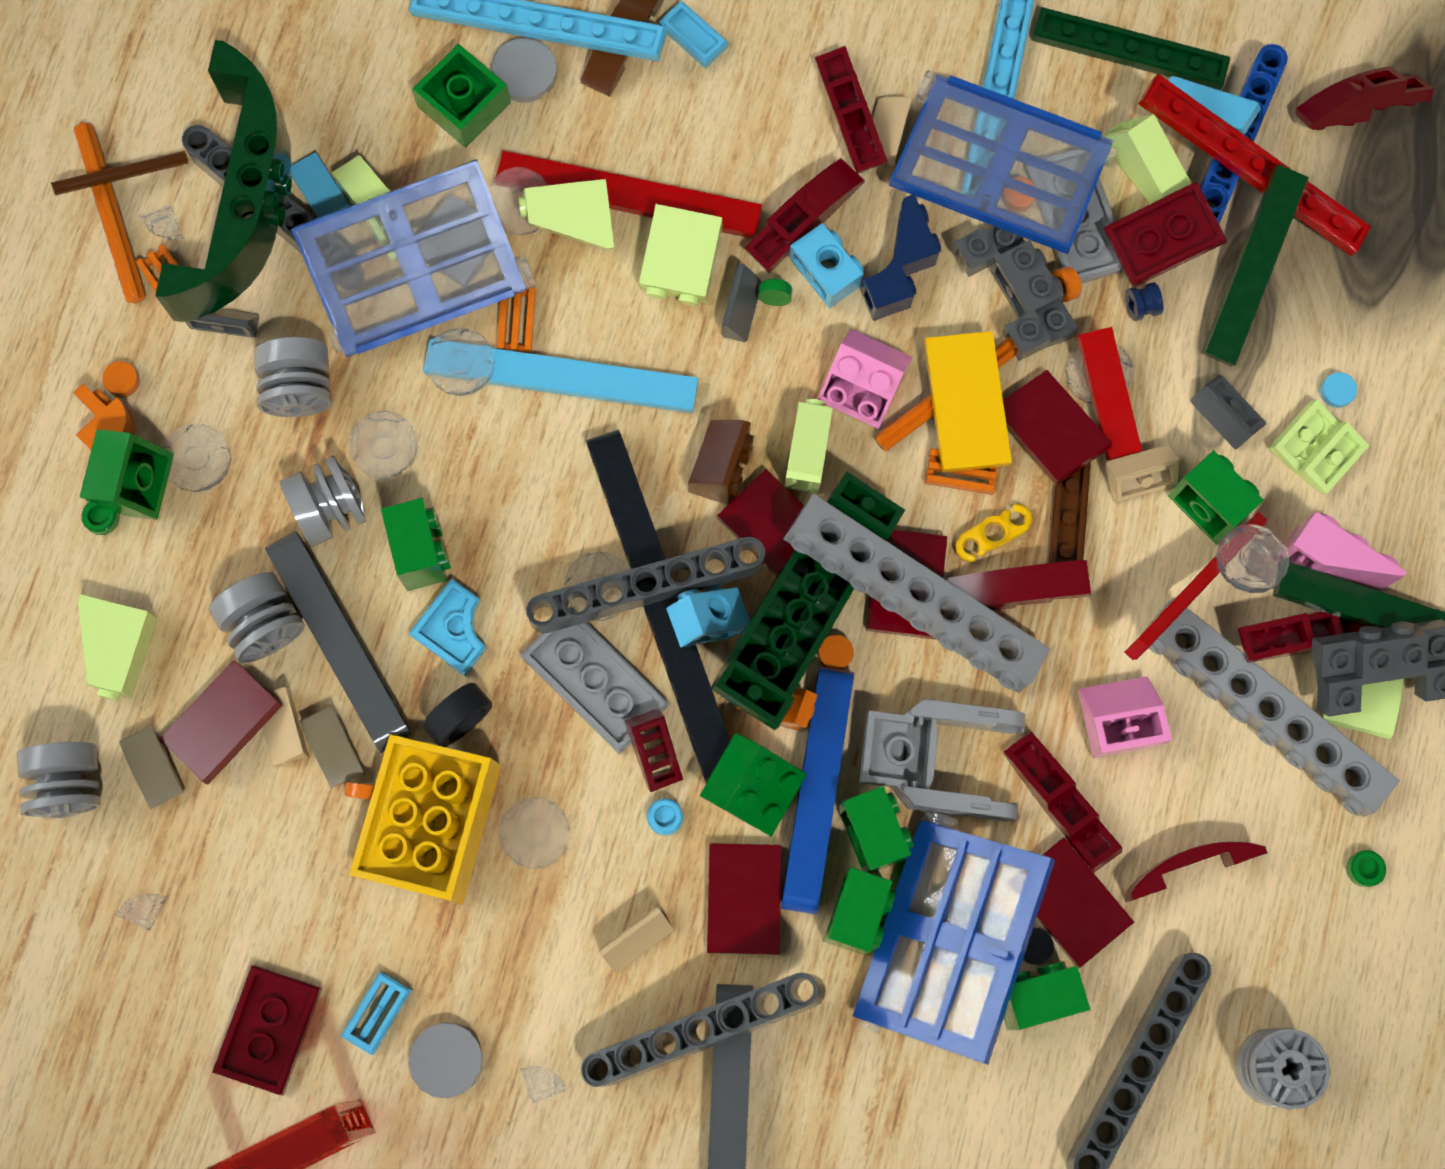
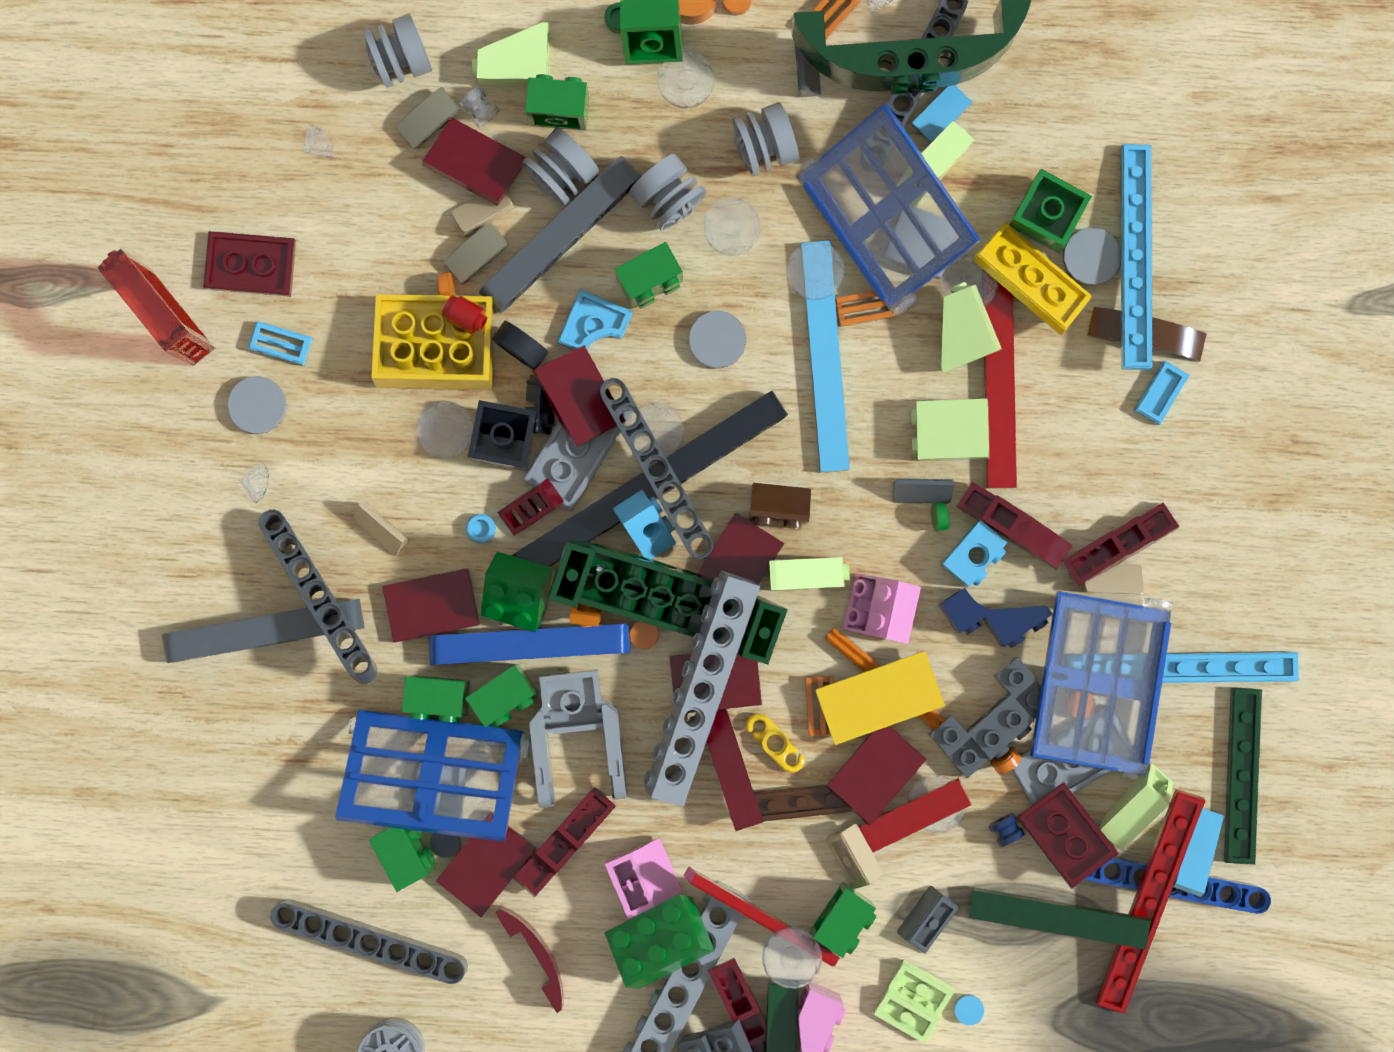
camera: 80 degrees right, 10 degrees up
(156, 701) = (478, 106): none -> clear wheel
(179, 603) = (557, 102): none -> green brick
(403, 767) = (464, 314): none -> red brick
(510, 490) = (717, 339): none -> light grey tile
(532, 131) = (1032, 278): none -> yellow tile
(535, 662) = (574, 393): none -> dark red tile
(547, 712) = (545, 415): none -> black hinge
(561, 760) = (502, 436): none -> black slope
(1204, 710) = (659, 941): none -> green brick
(1356, 97) = (1242, 983): dark red slope -> none

